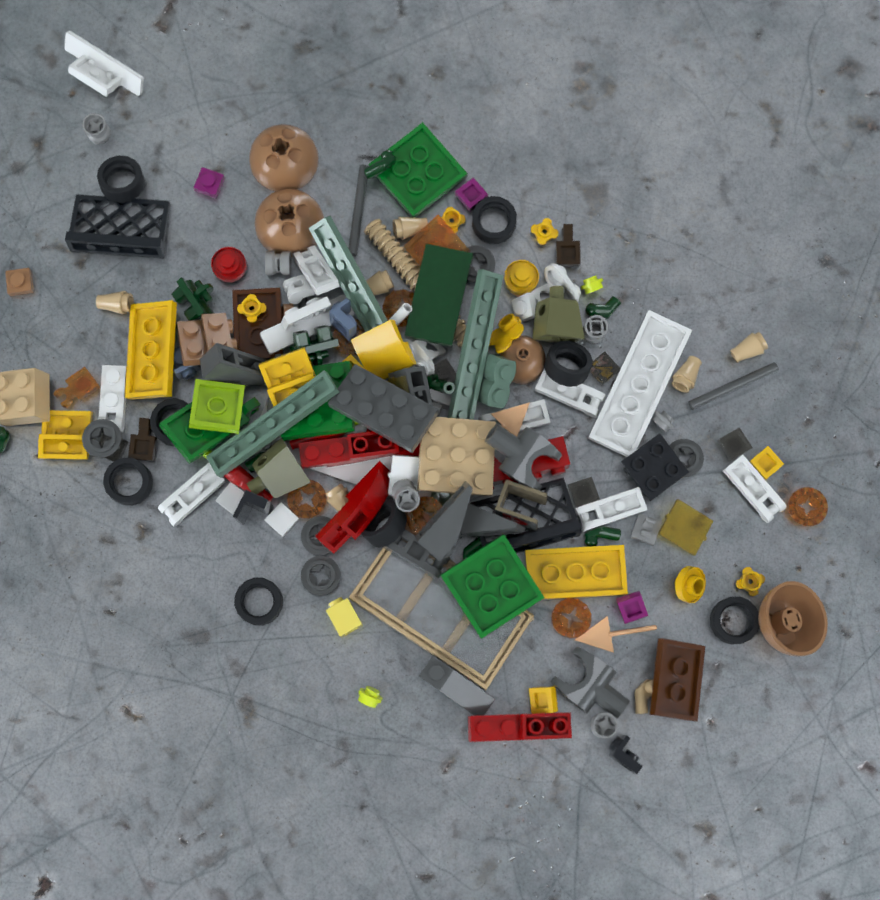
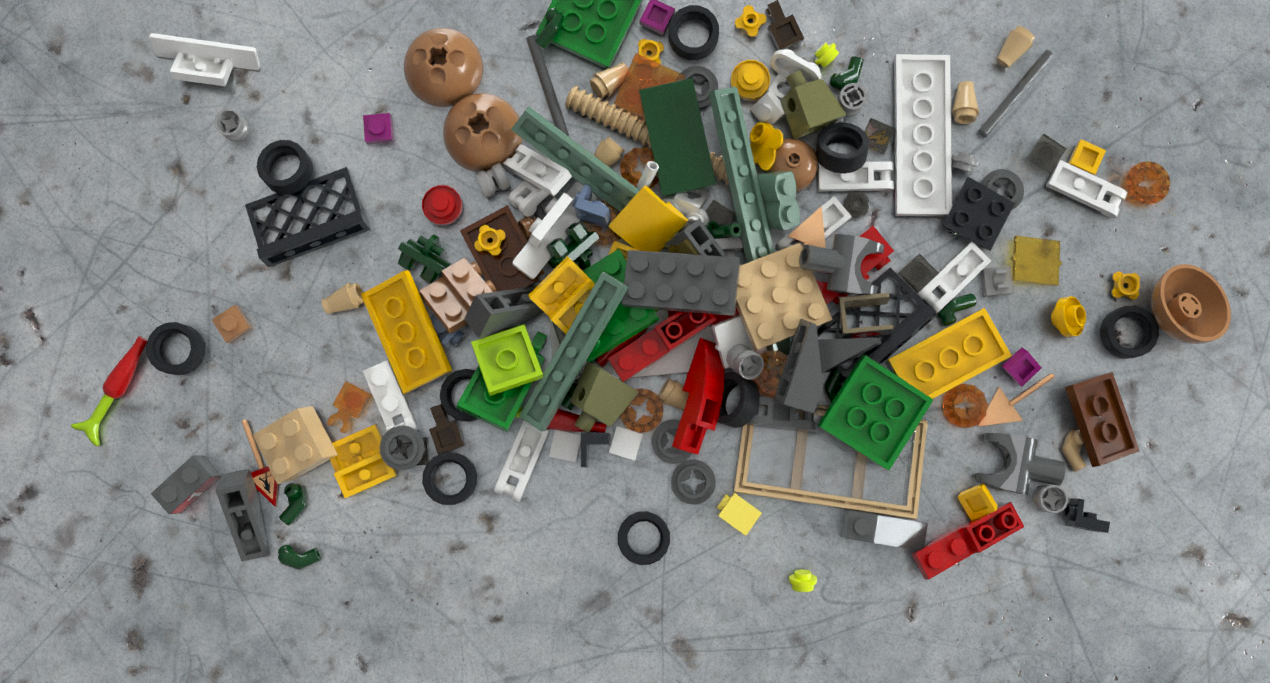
camera: 20 degrees left, 5 degrees up
(566, 415) = (863, 207): none -> clear smoke plate

